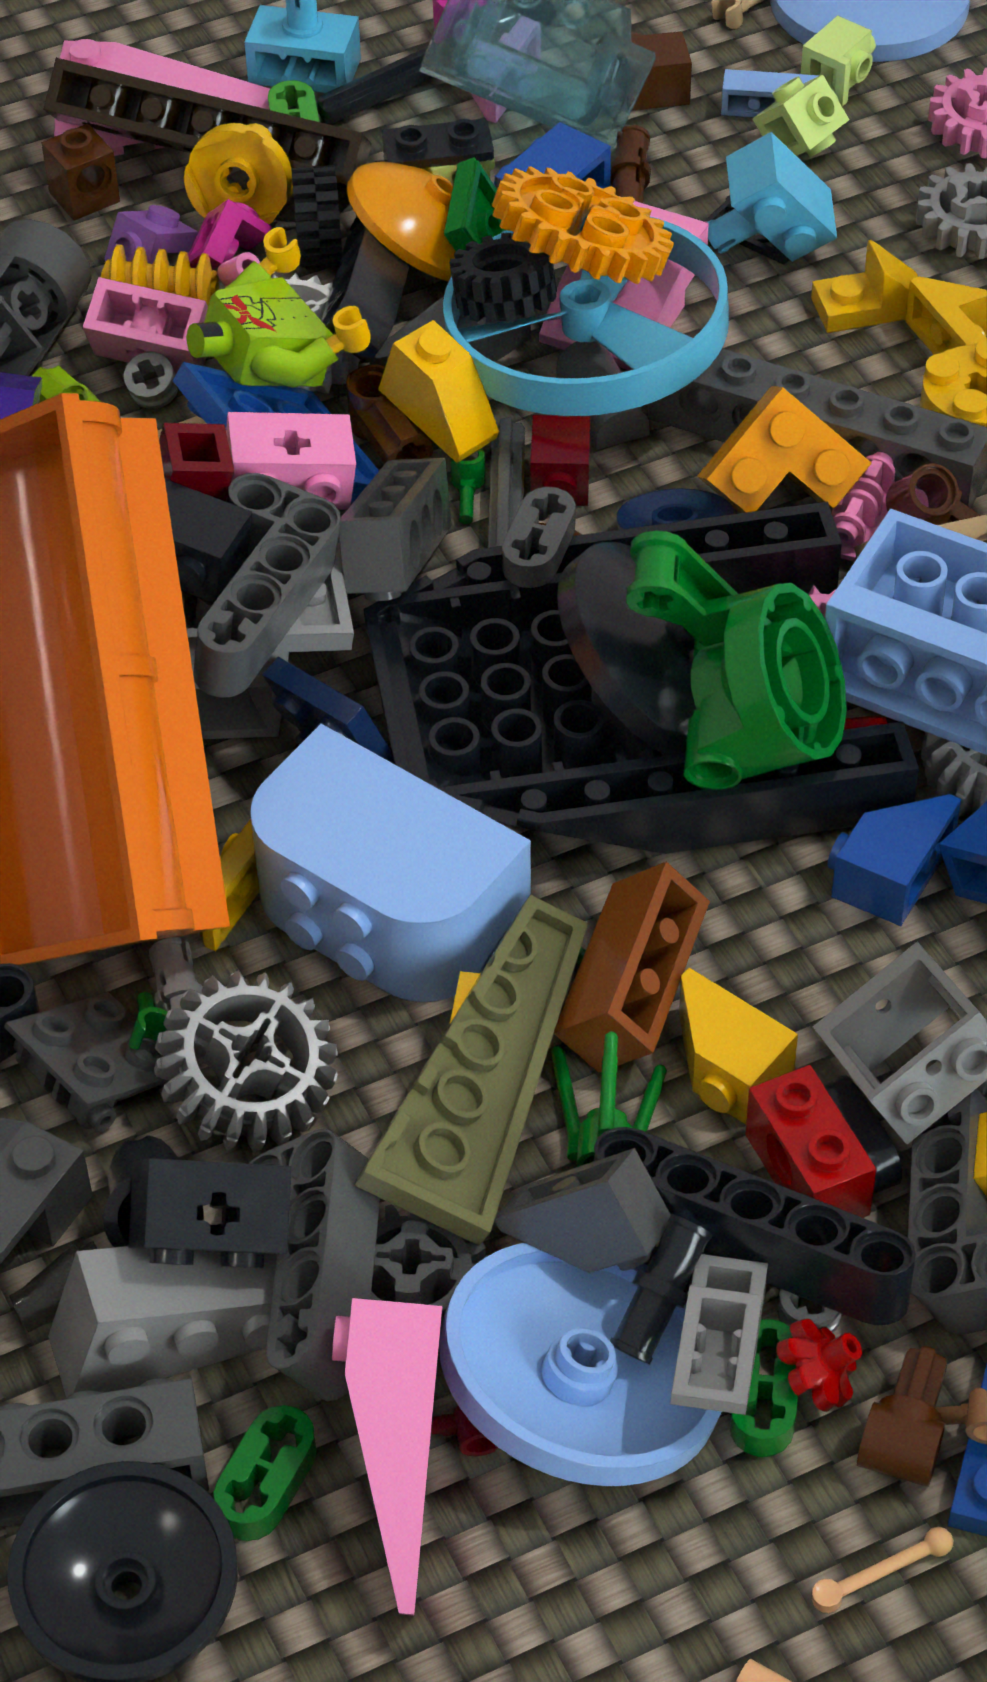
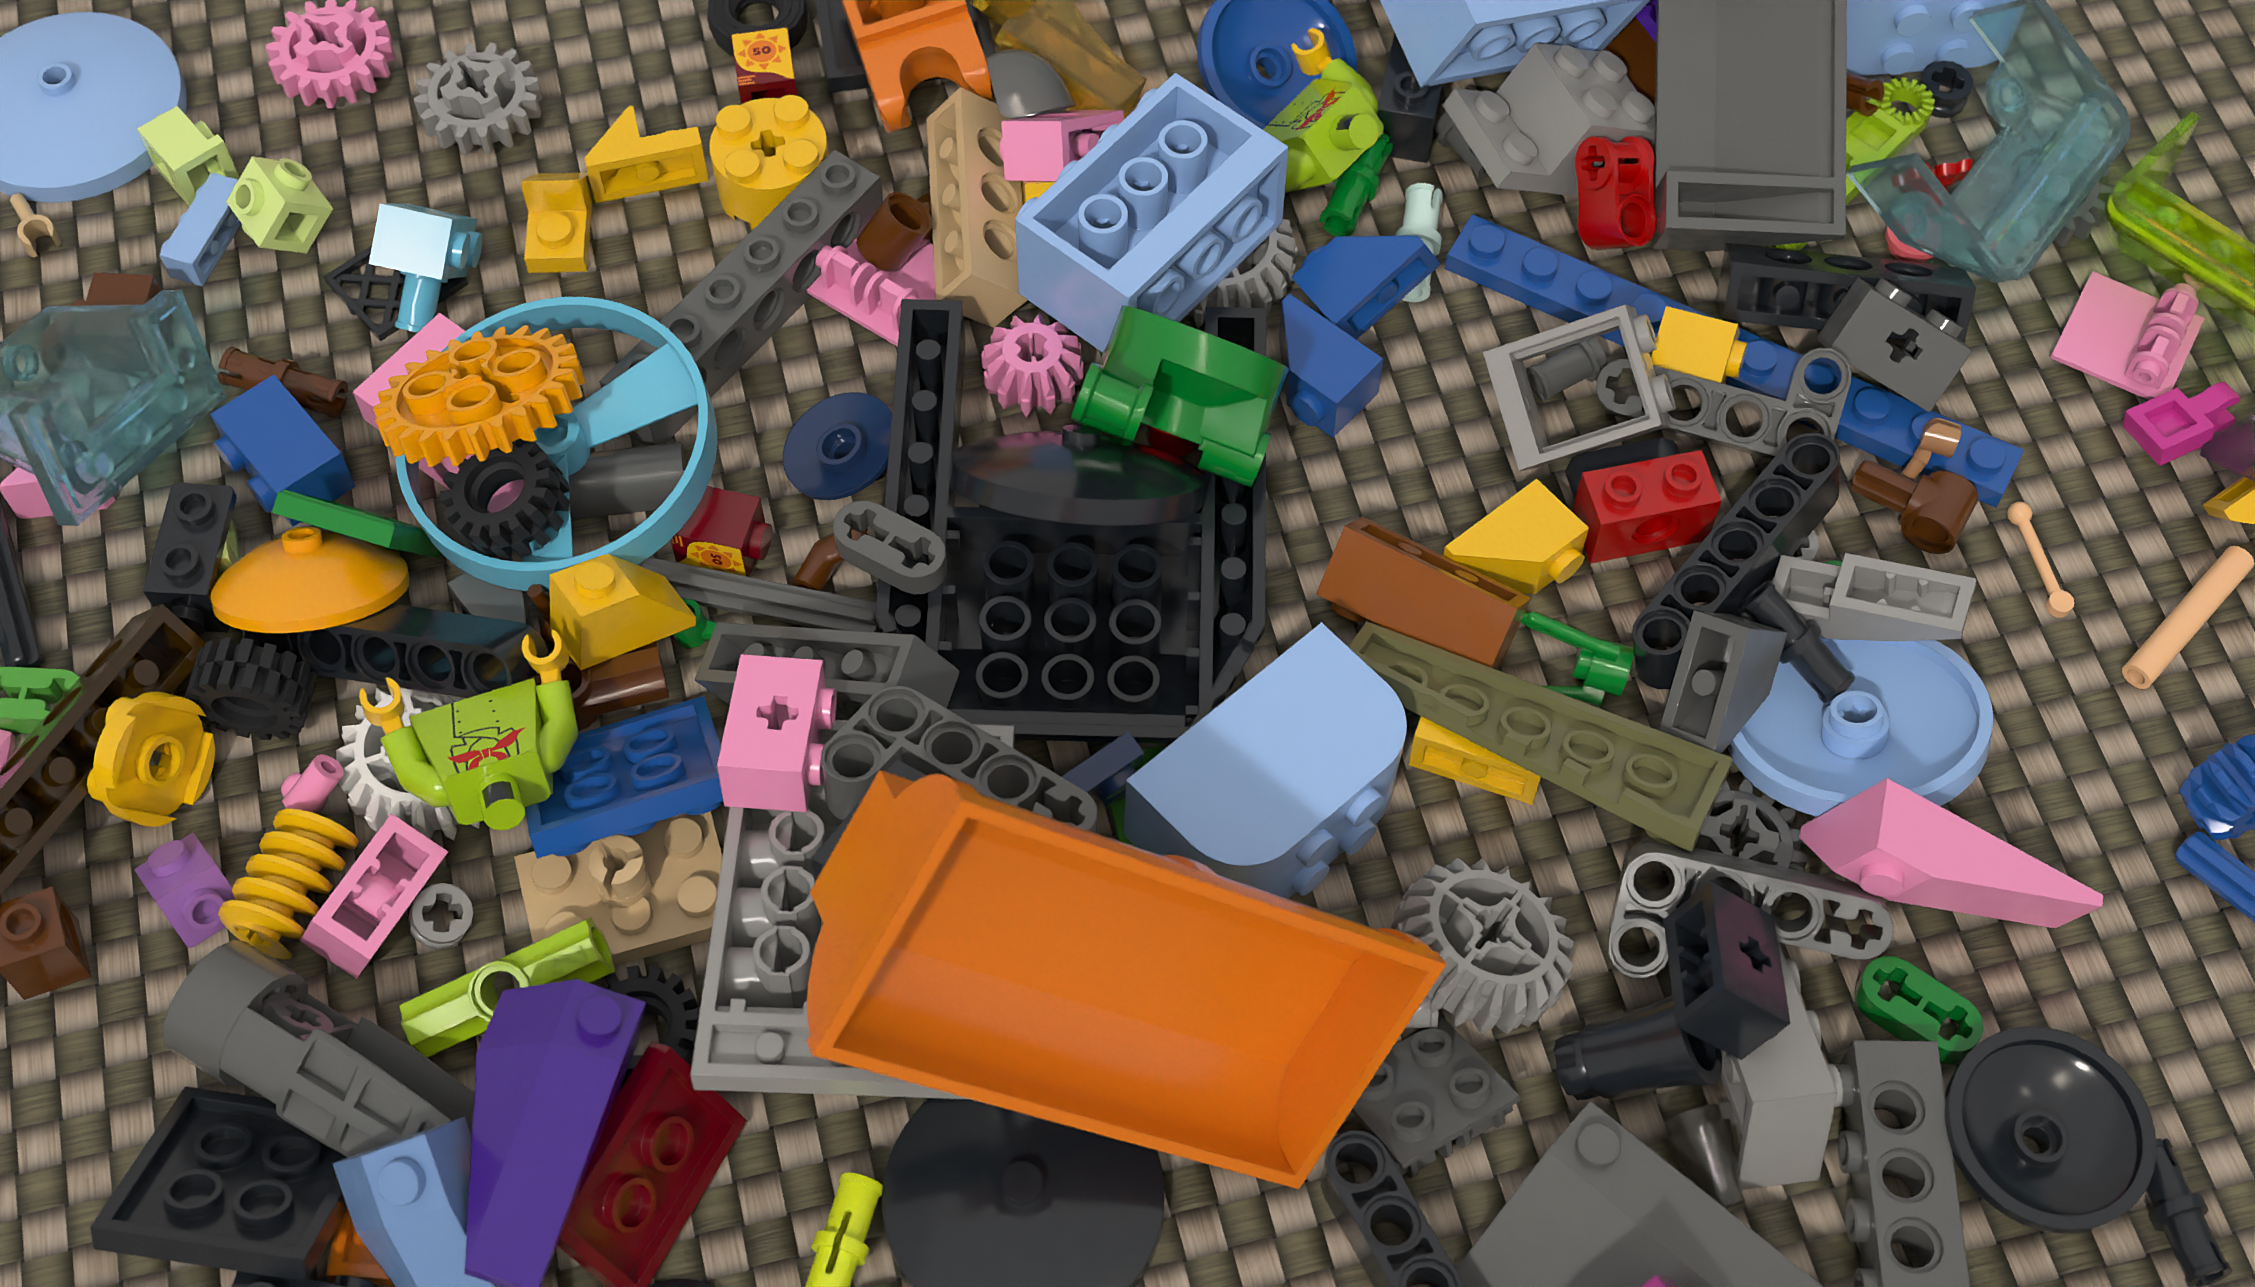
camera: 80 degrees left, 10 degrees up
(148, 1022) = (1424, 1032): green hand -> none
(197, 457) = (796, 813): dark red brick -> none
(224, 230) = (231, 803): dark pink bracket -> none
(780, 441) = (806, 334): light orange brick -> none
(820, 1363) = (1861, 541): red plant -> none

